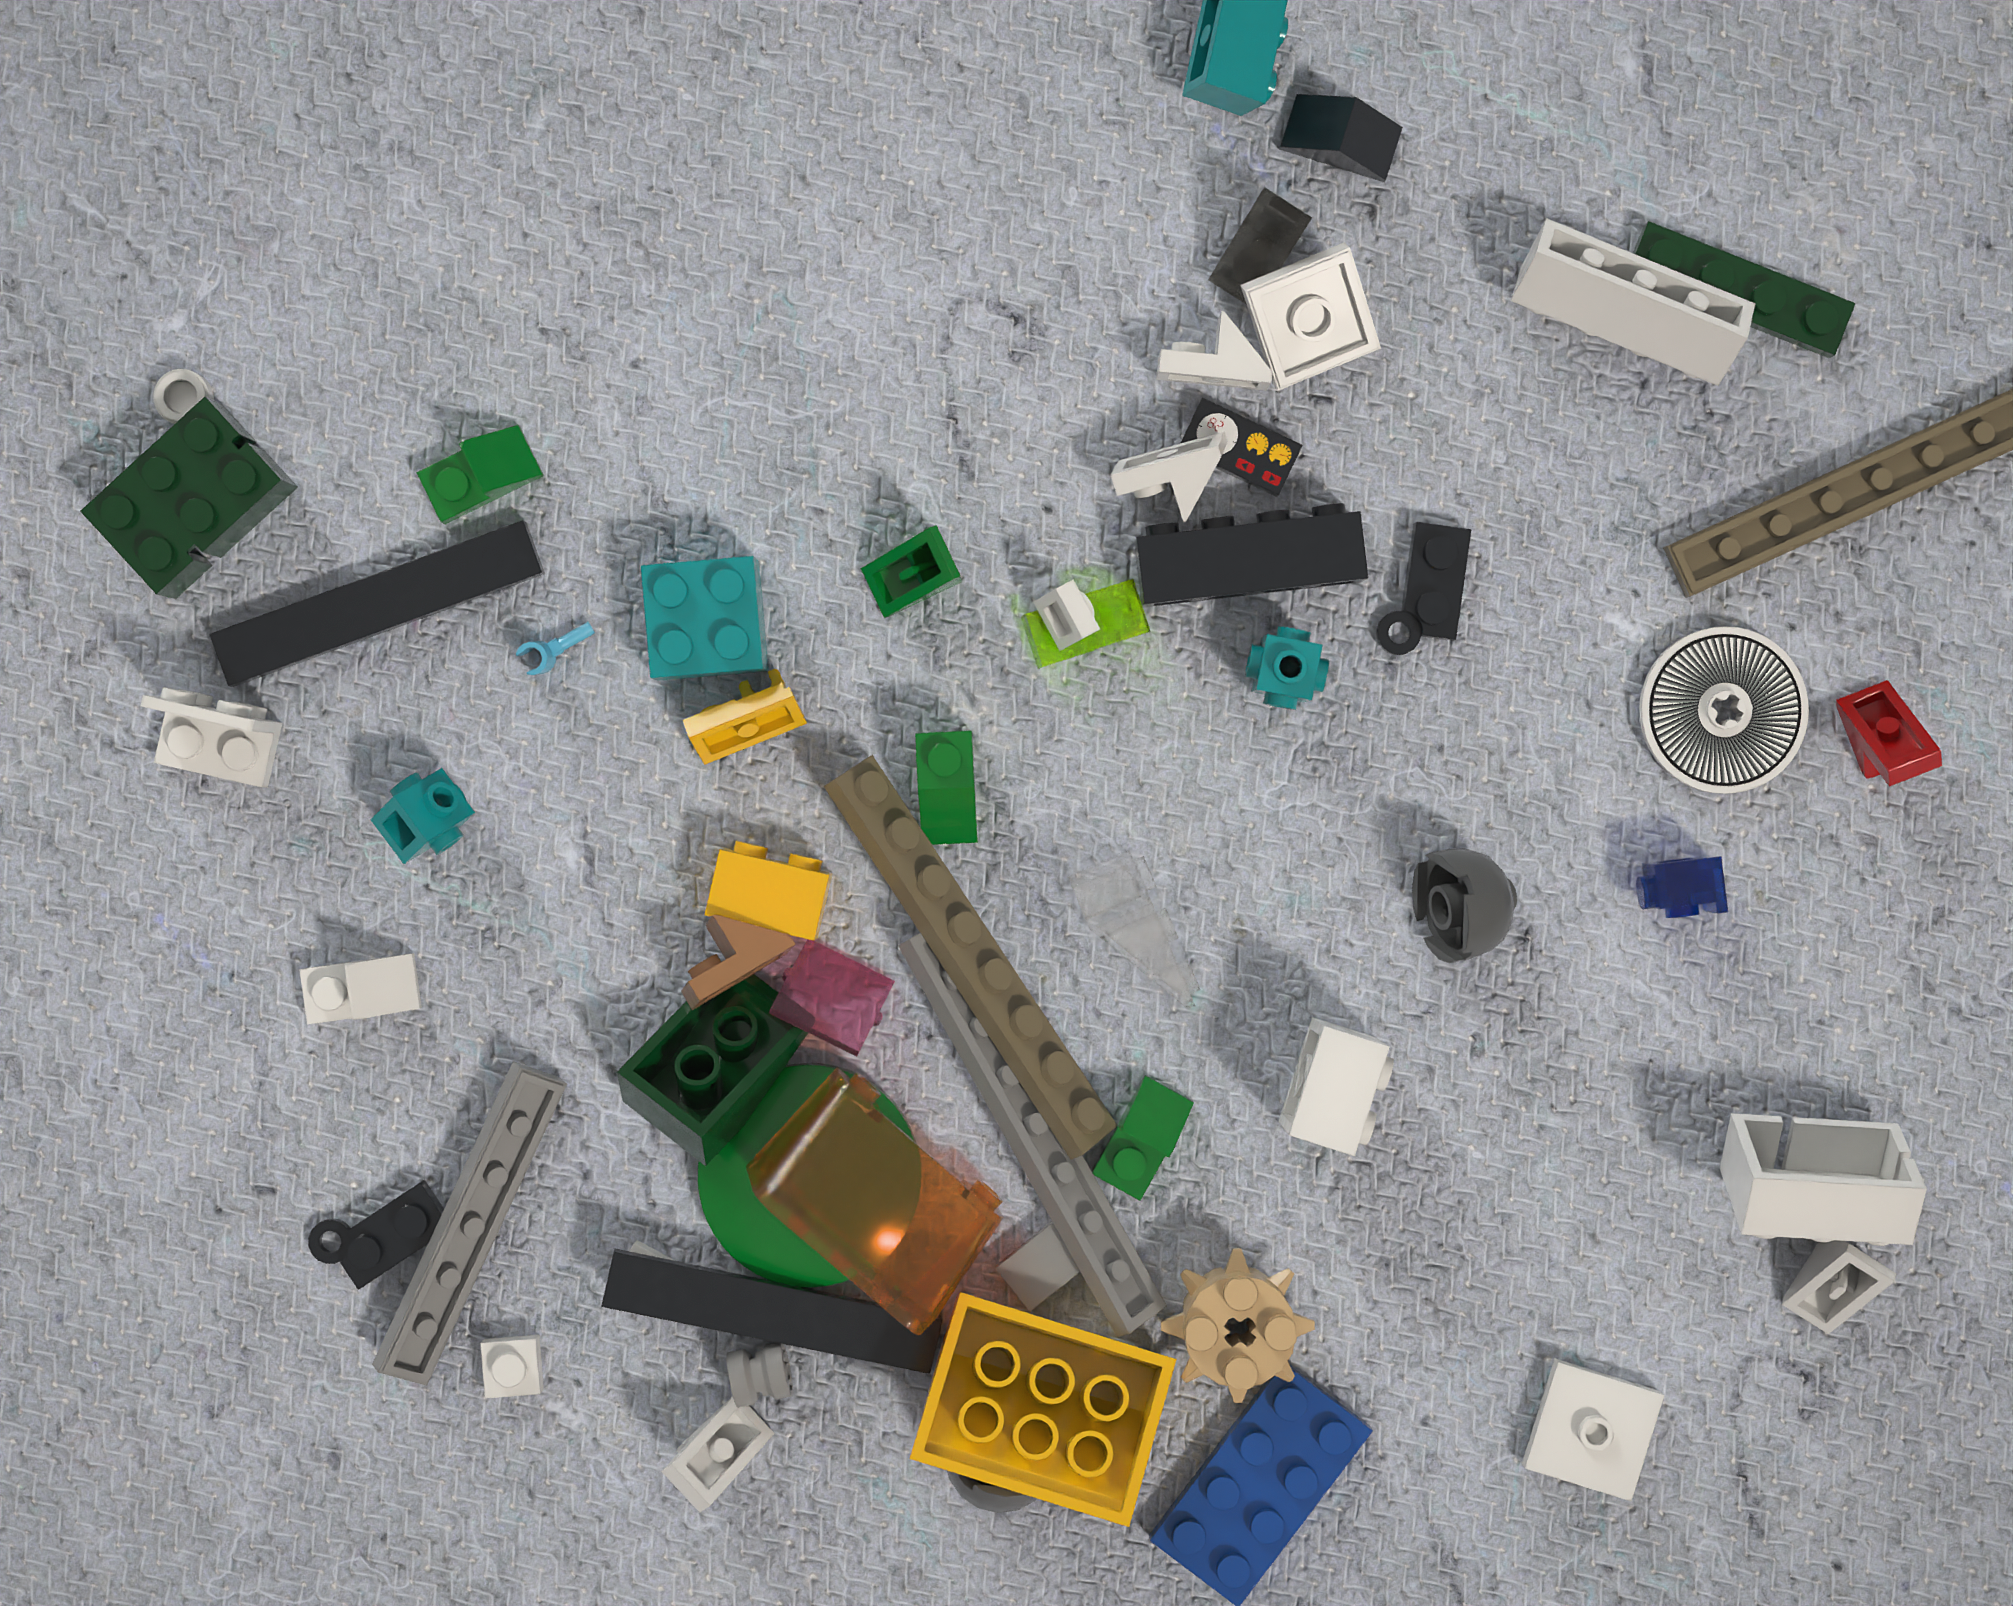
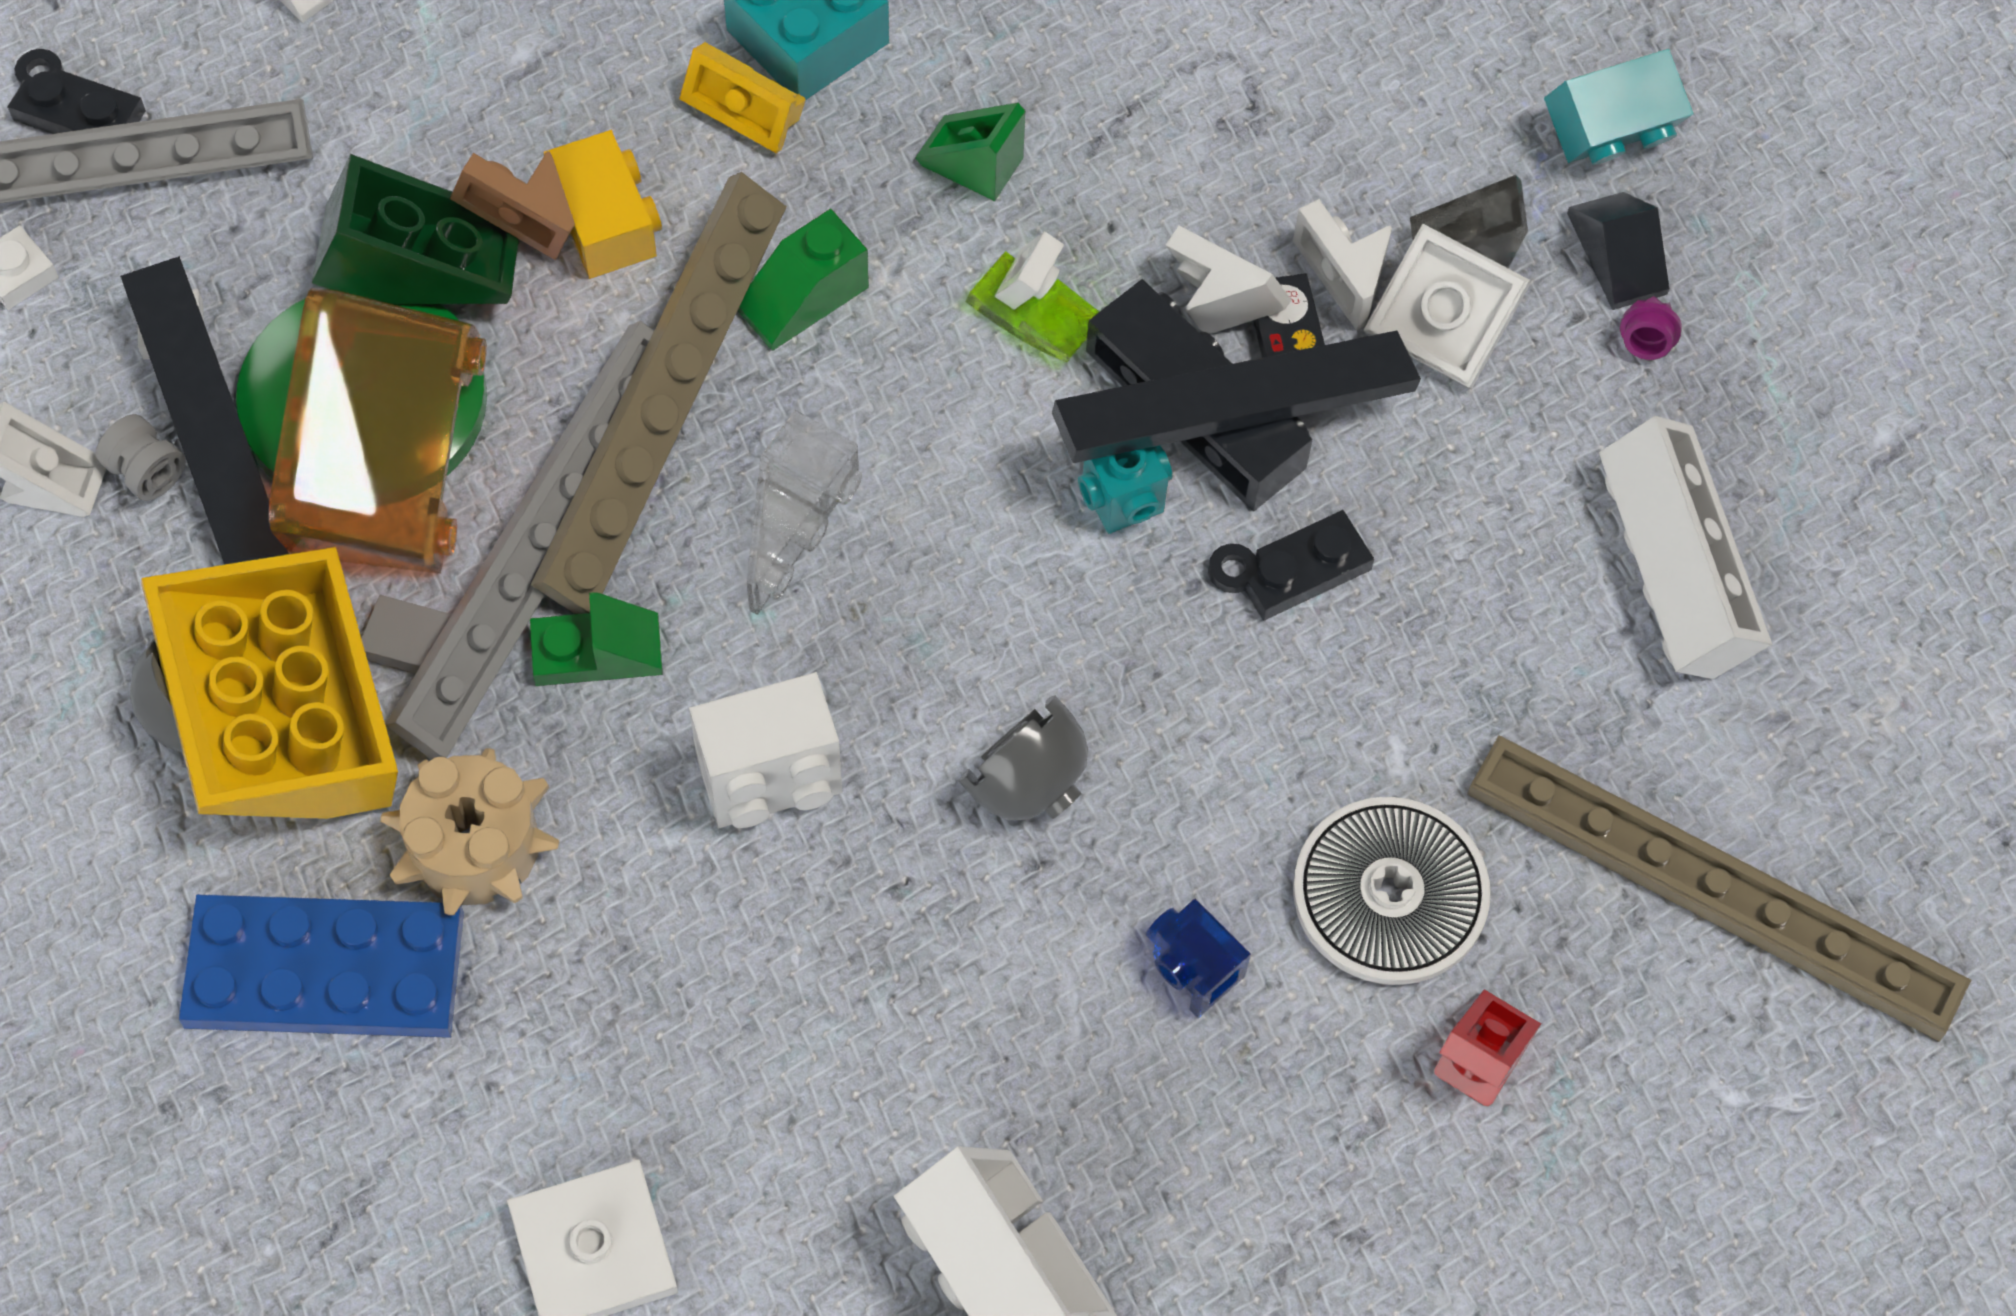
camera: 50 degrees right, 25 degrees down
(832, 997) = (542, 304): clear pink piece -> none
(1295, 546) = (1234, 396): none -> black tile
(1431, 172) = (1650, 329): none -> magenta plate
(1782, 304) = (1788, 673): dark green plate -> none

